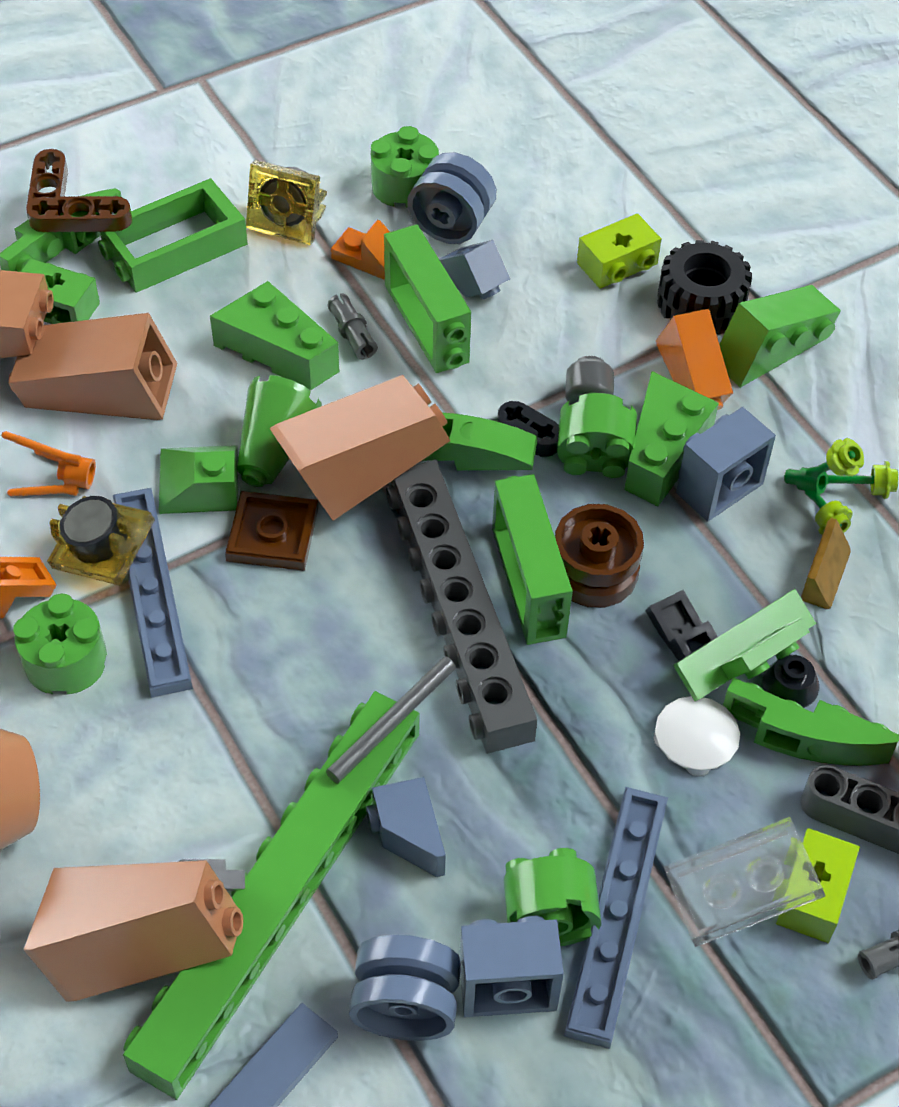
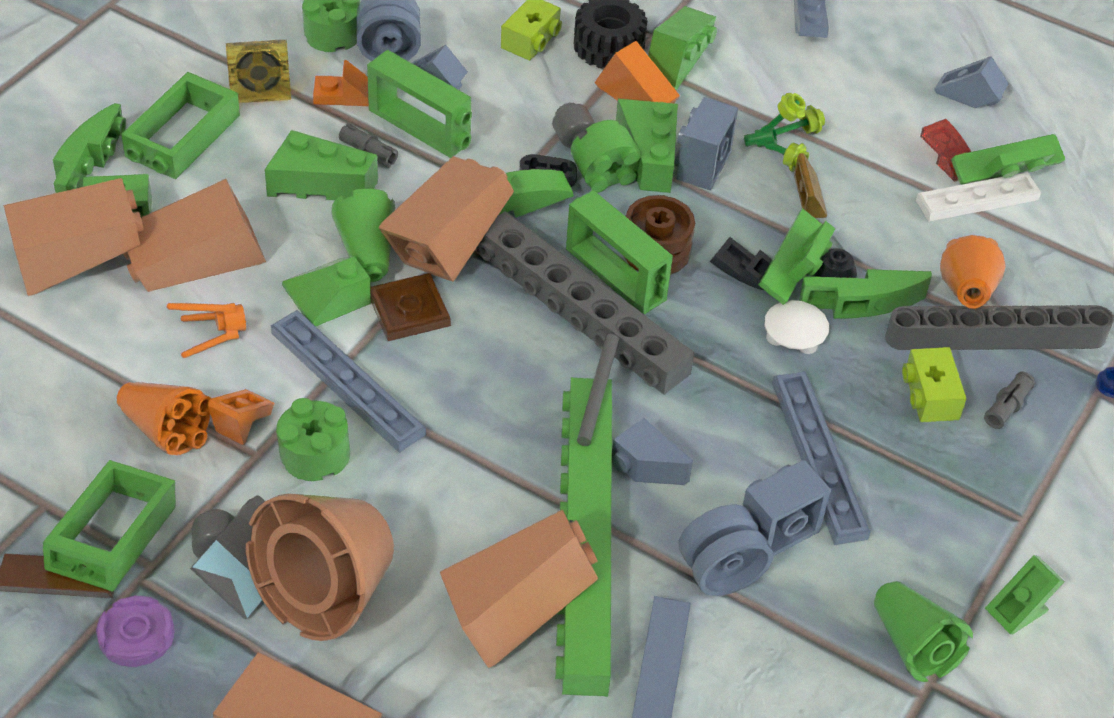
camera: 30 degrees left, 5 degrees down
(56, 202) = (78, 130): reddish brown beam -> none
(99, 535) = (289, 355): piece -> none
(554, 889) = (776, 447): bright green brick -> none
(743, 882) = (891, 398): clear tile -> none

